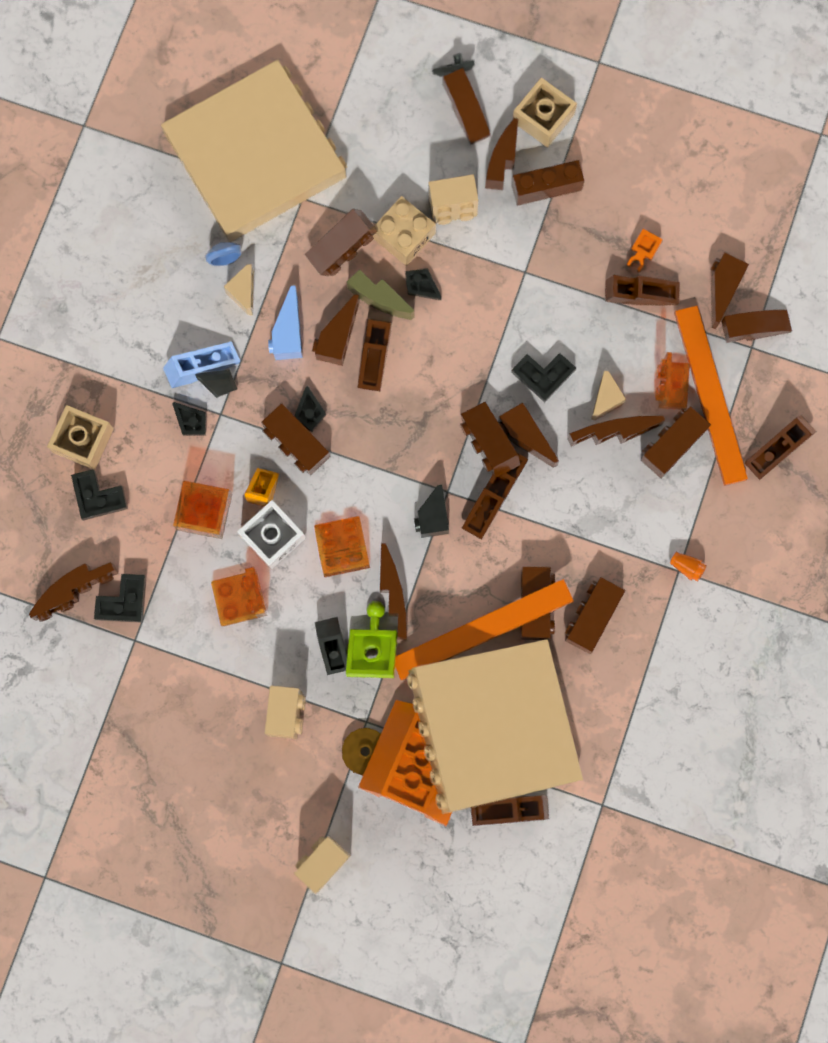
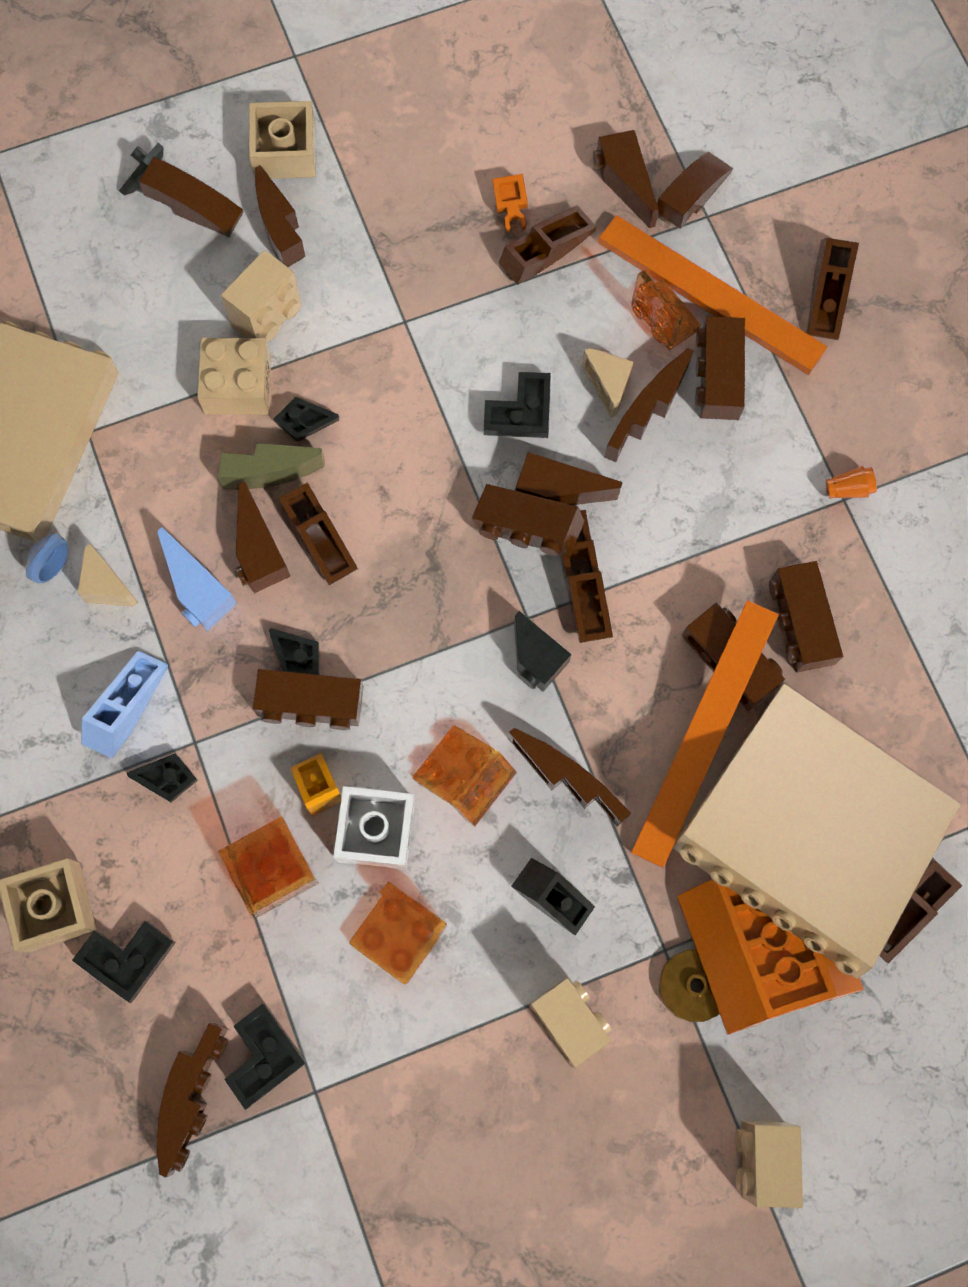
camera: 45 degrees left, 5 degrees down
(218, 382) = (162, 706): pearl dark grey piece -> none
(341, 243) = (176, 439): reddish brown brick -> none
(363, 640) = (603, 842): lime plate -> none
(547, 182) = (349, 209): reddish brown brick -> none

